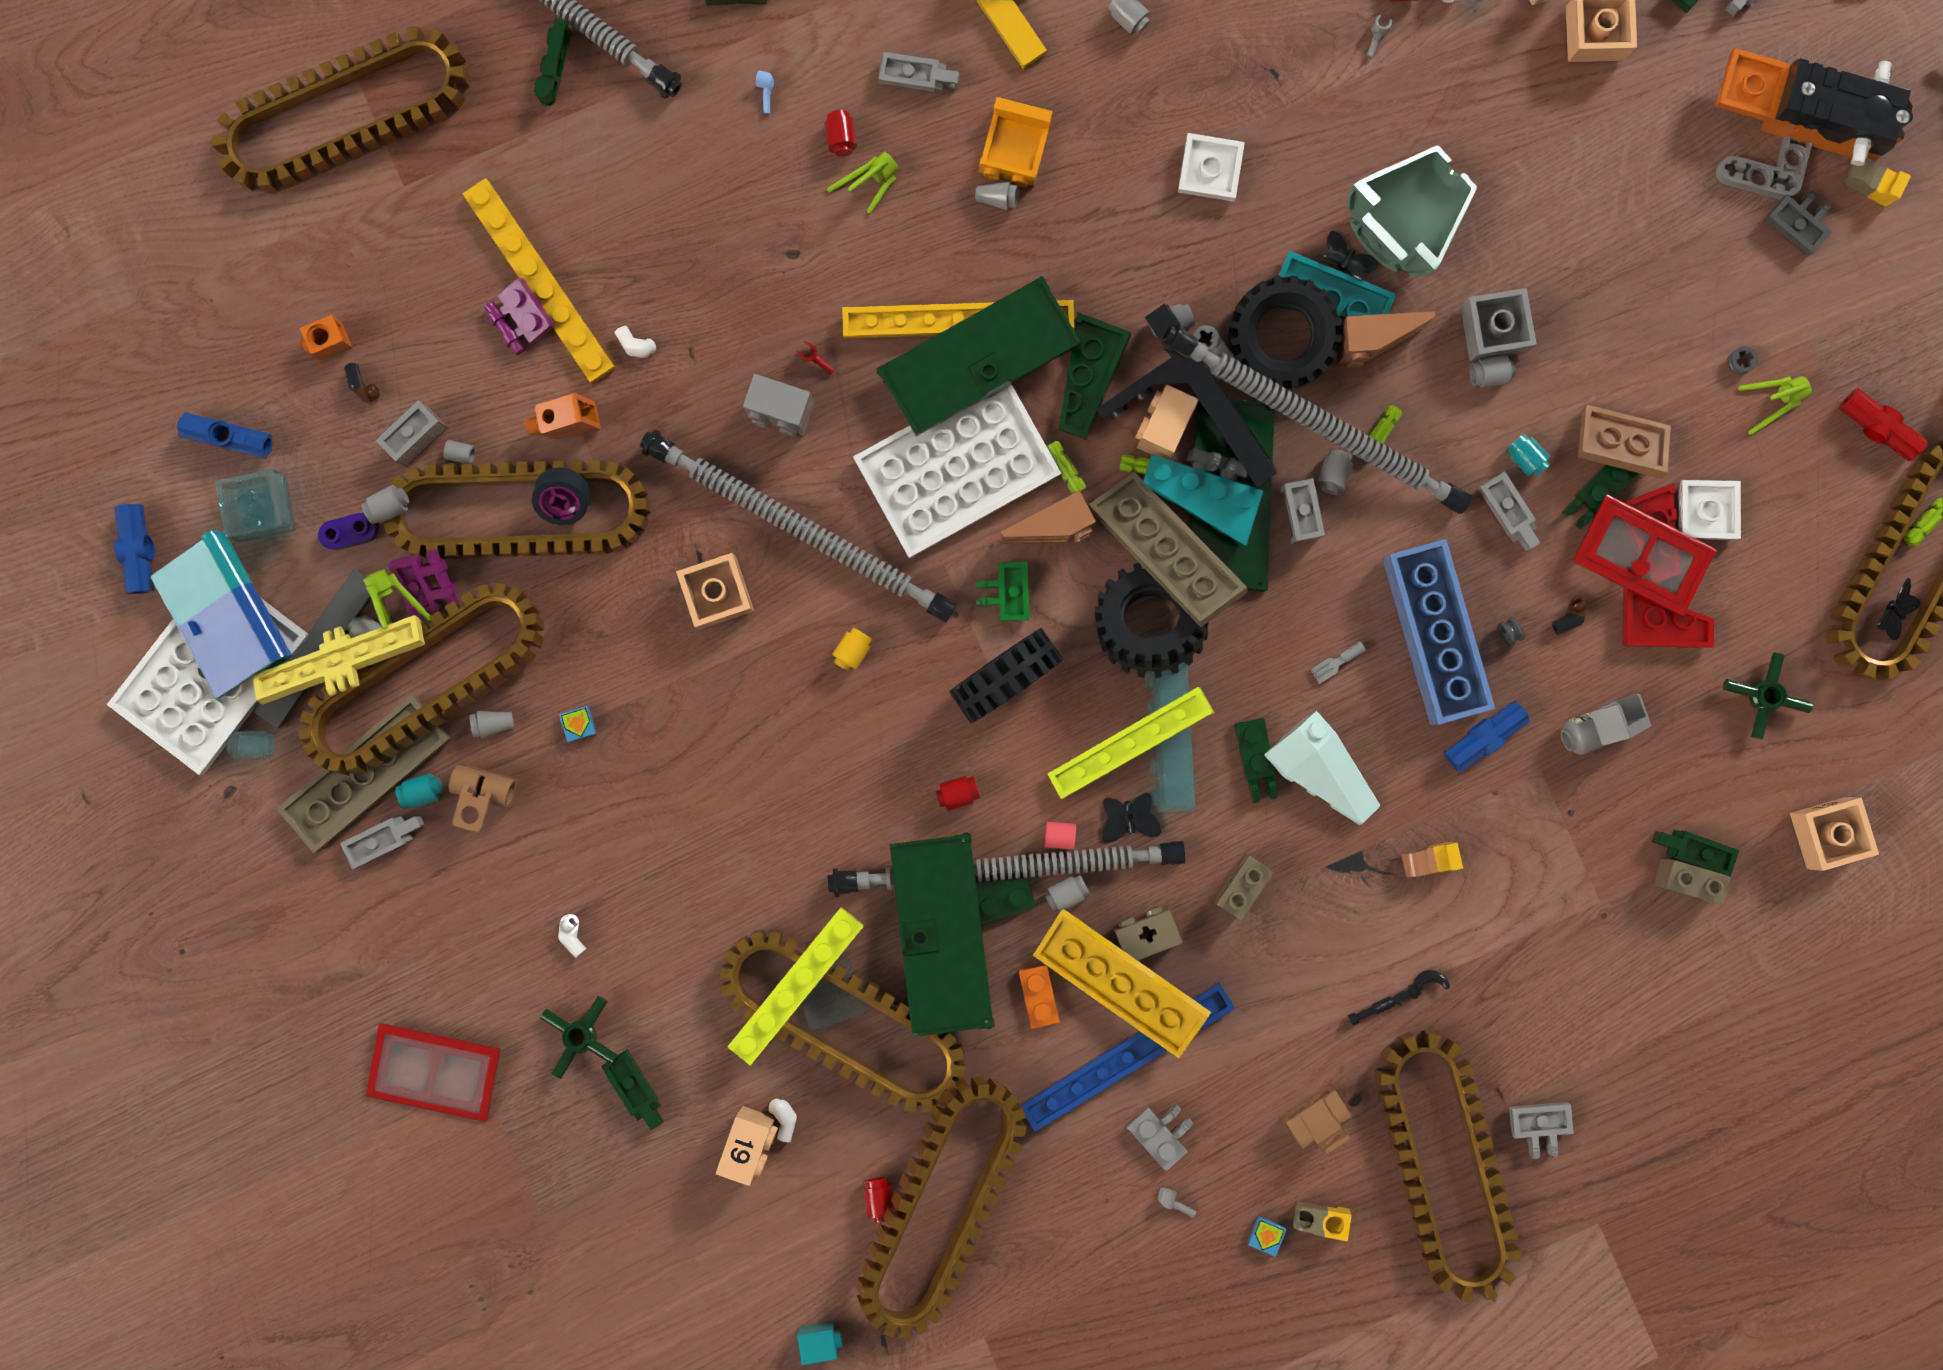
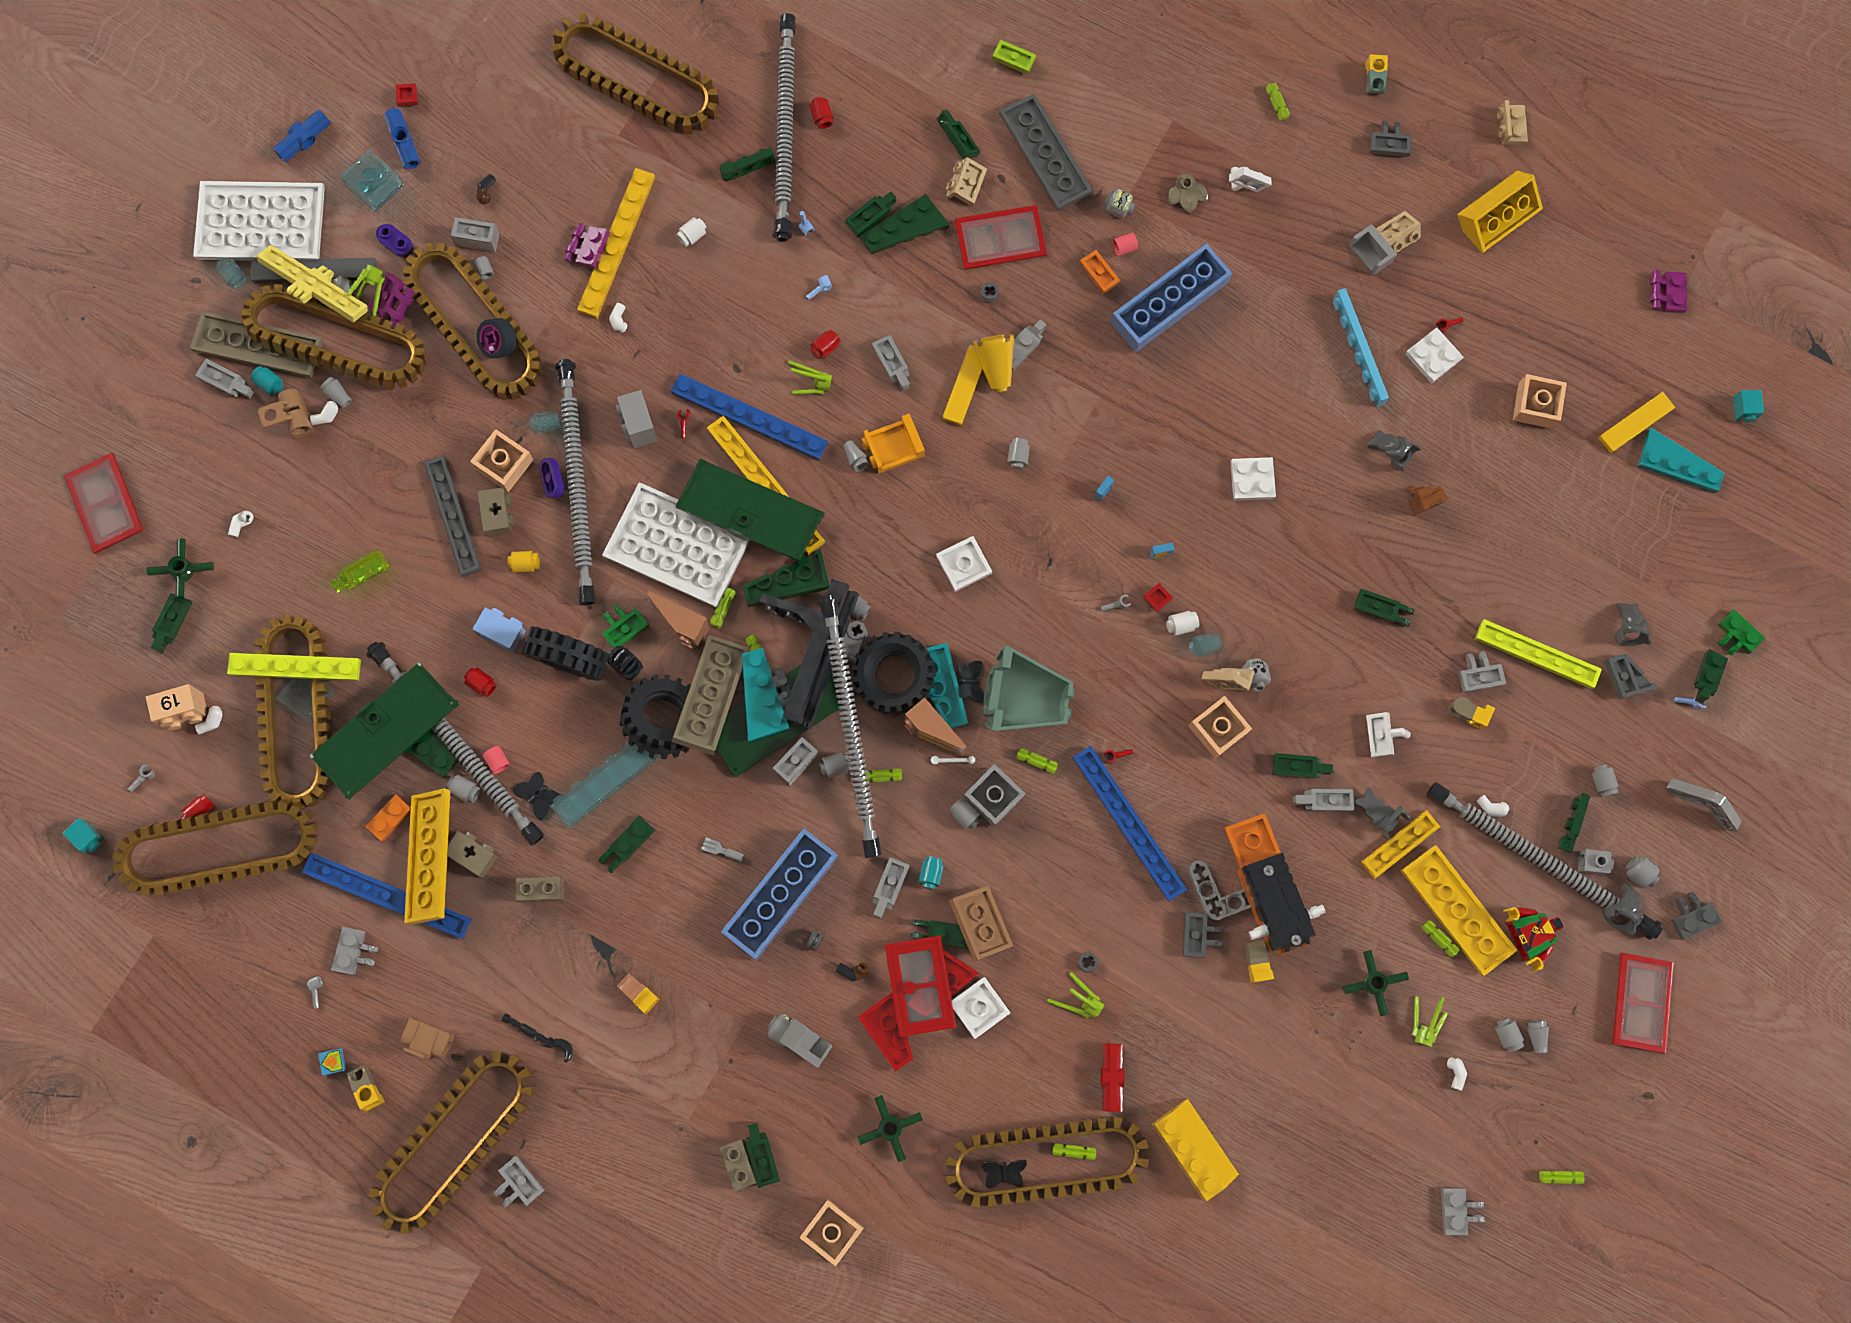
camera: 50 degrees right, 10 degrees down
(171, 392) = (406, 95): none -> red plate
(220, 613) = (295, 204): door -> none
(337, 338) = (500, 159): orange brick -> none
(385, 504) = (420, 247): light grey brick -> none
(511, 752) = (327, 414): none -> white arm
(564, 417) = (540, 305): orange torso -> none
(578, 724) = (370, 440): tile -> none
(590, 185) = (691, 231): none -> white brick
(679, 51) = (805, 225): none -> light blue hand
(702, 512) = (545, 422): none -> clear light blue brick
(729, 837) = (360, 571): none -> clear neon green hinge
(737, 692) = (453, 516): none -> dark grey tile
(752, 639) = (490, 501): none -> dark tan brick
(774, 551) = (551, 477): none -> dark purple plate
(795, 1238) = (142, 777): none -> light grey hand
(862, 280) = (749, 417): none -> blue plate
(911, 730) = (499, 629): none -> light blue brick
(1055, 618) = (624, 662): none -> black gear
(1131, 743) = (579, 758): neon yellow plate -> none
(1167, 423) = (787, 643): light nougat brick -> none
(1320, 763) = (648, 881): light aqua wedge -> none
(1406, 361) = (935, 760): none -> white hinge
(1486, 736) = (739, 972): blue piece -> none
(1488, 252) = (1037, 761): none -> lime axle
(1543, 163) = (1117, 755): none -> red hand
(1629, 204) = (1129, 823): none -> blue plate

